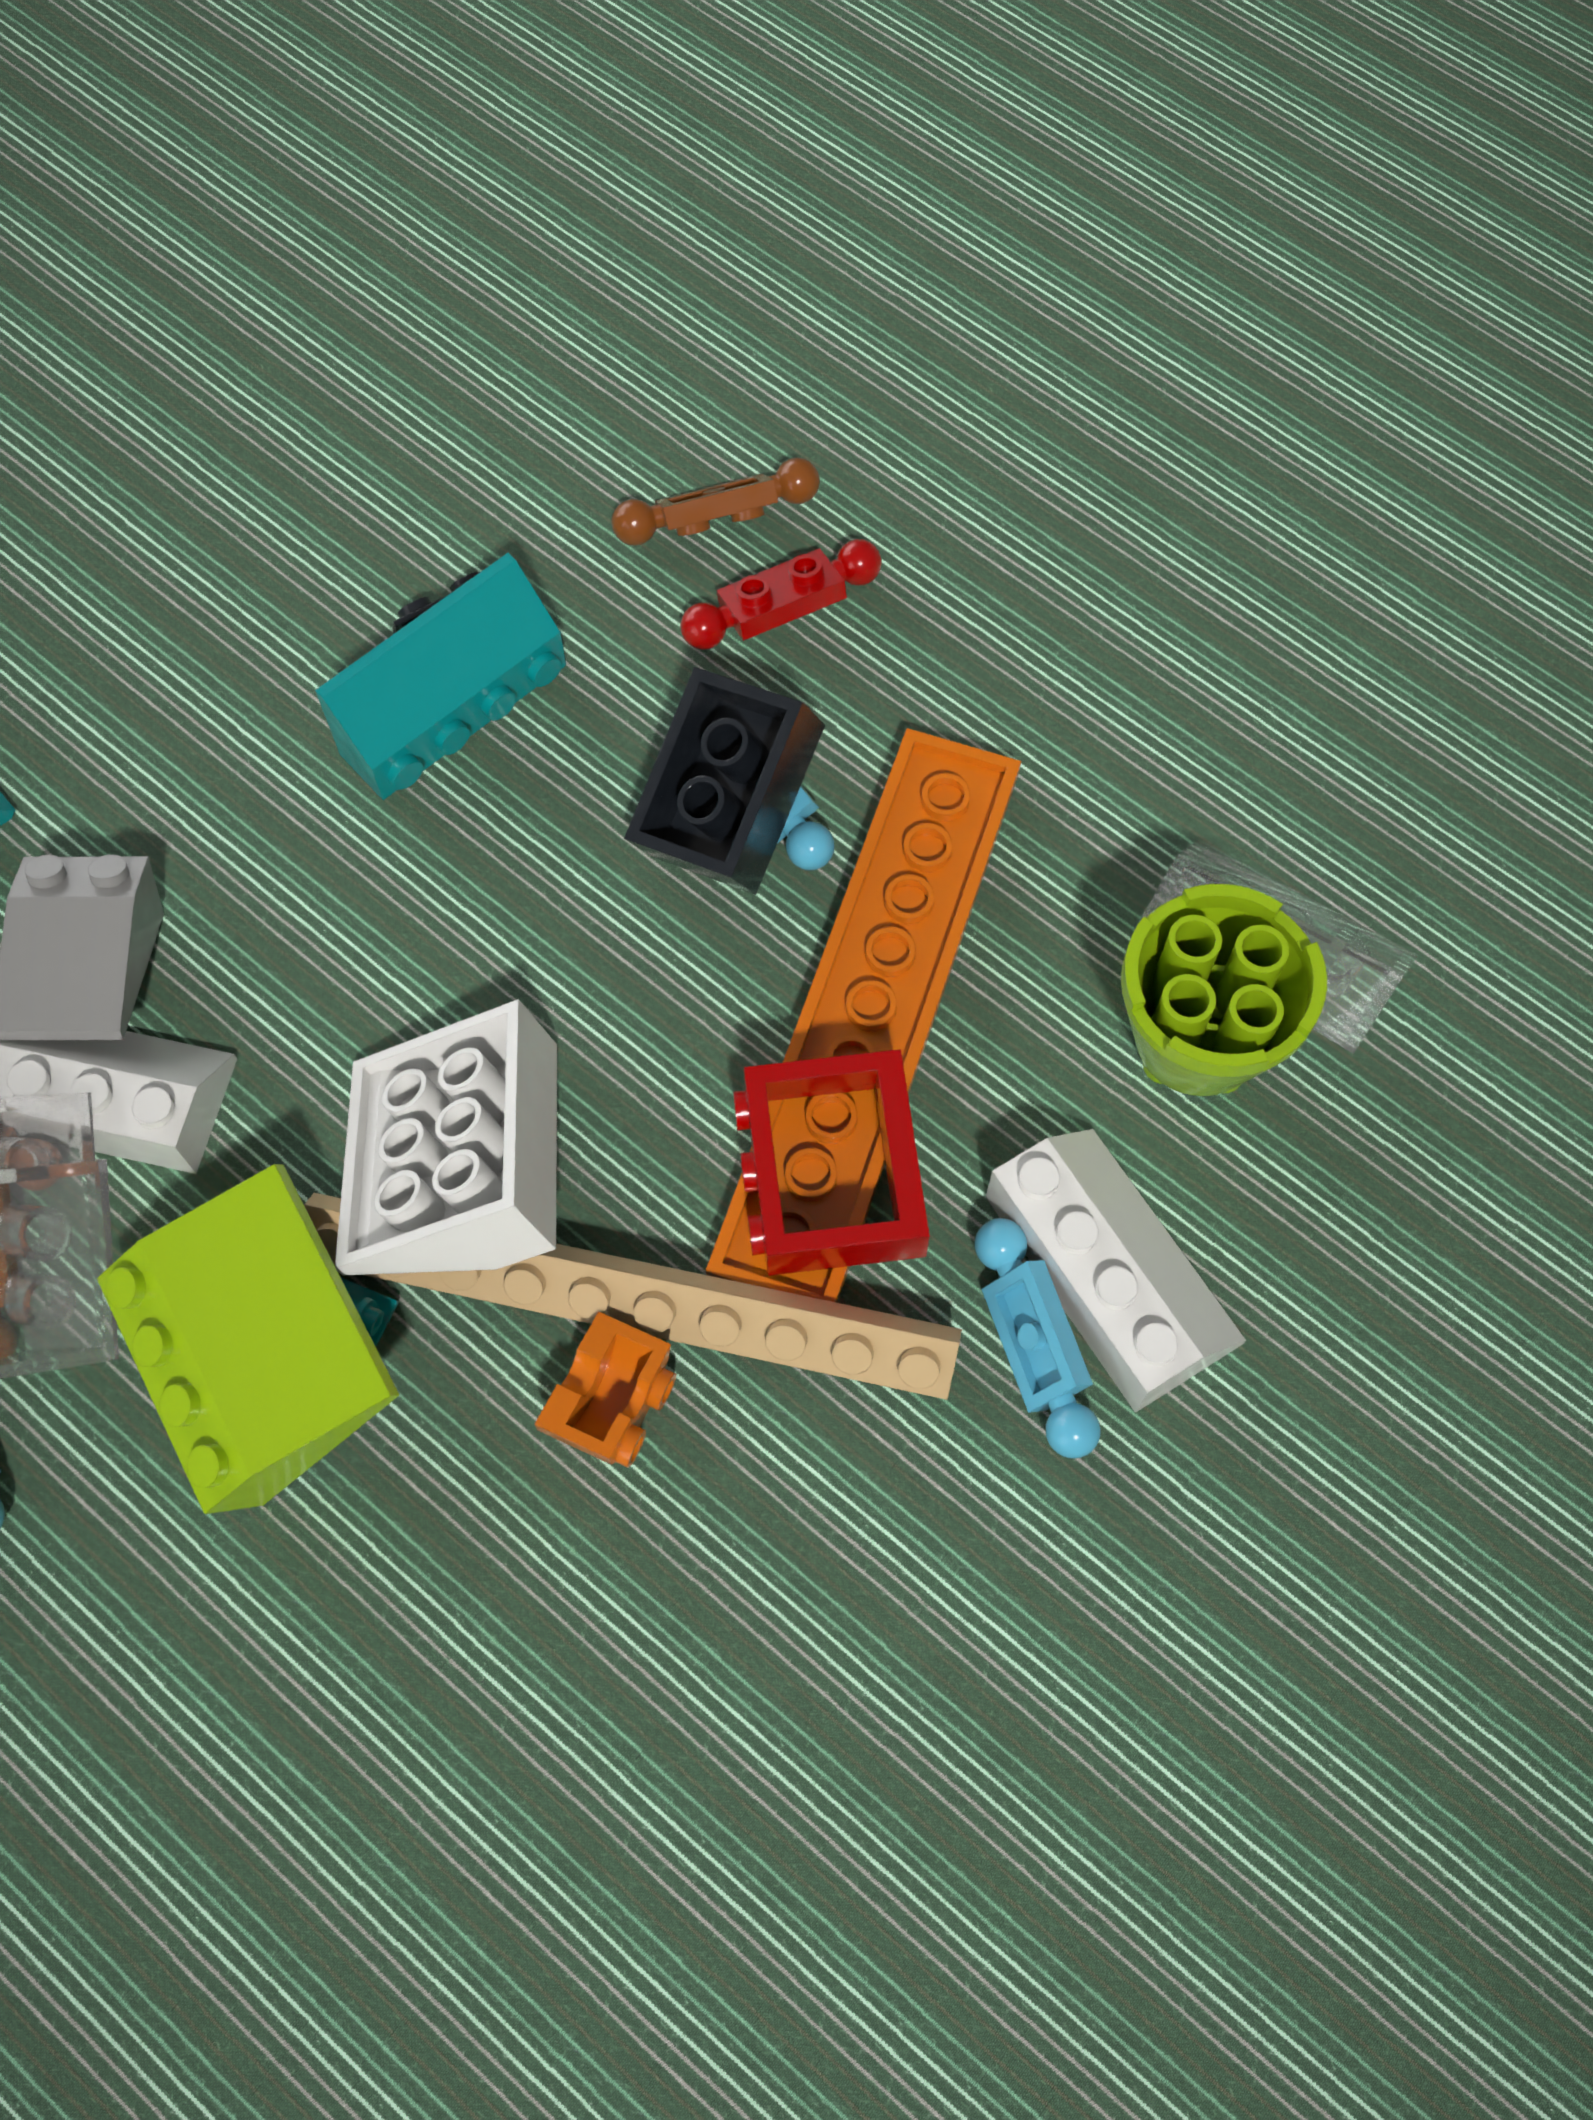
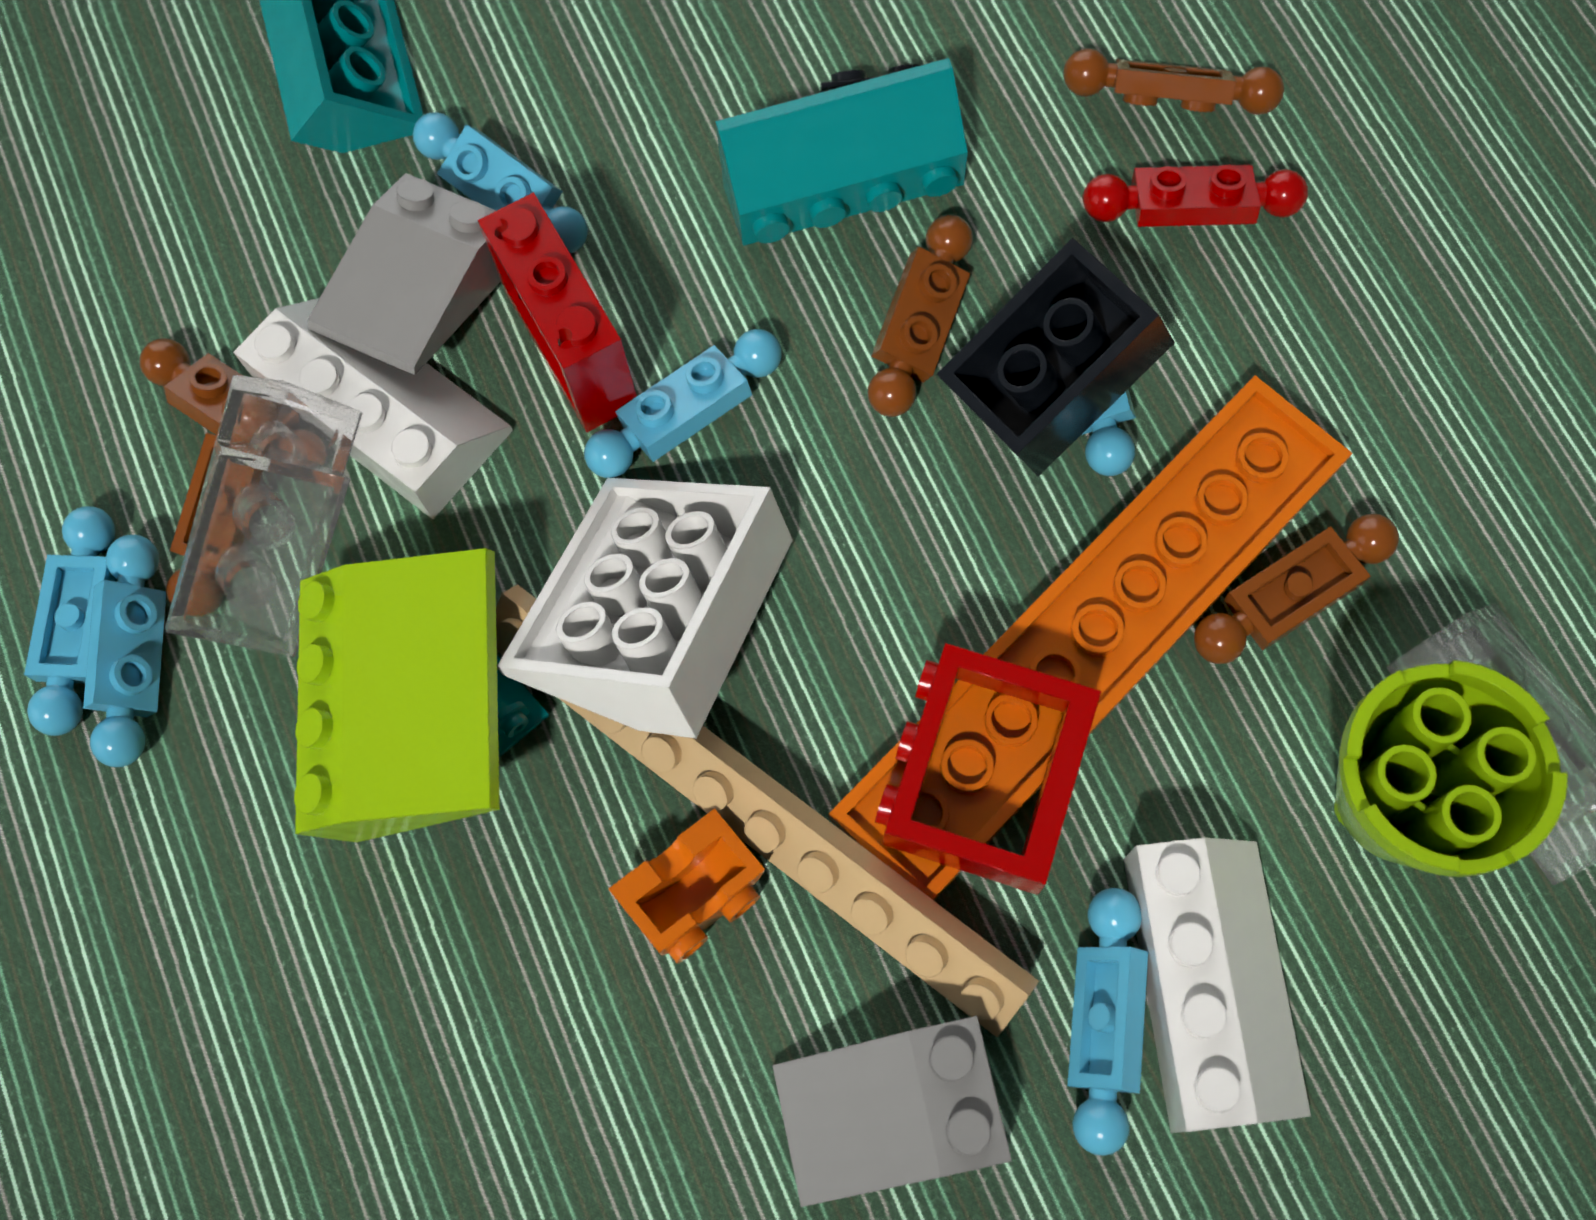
camera: 30 degrees right, 5 degrees up
(103, 827) = (492, 174): none -> medium azure plate
(244, 924) = (559, 311): none -> red window
(394, 965) = (683, 403): none -> medium azure plate
(582, 796) = (920, 315): none -> dark orange plate
(884, 1506) = (891, 1112): none -> light grey slope
(1026, 898) = (1296, 588): none -> dark orange plate

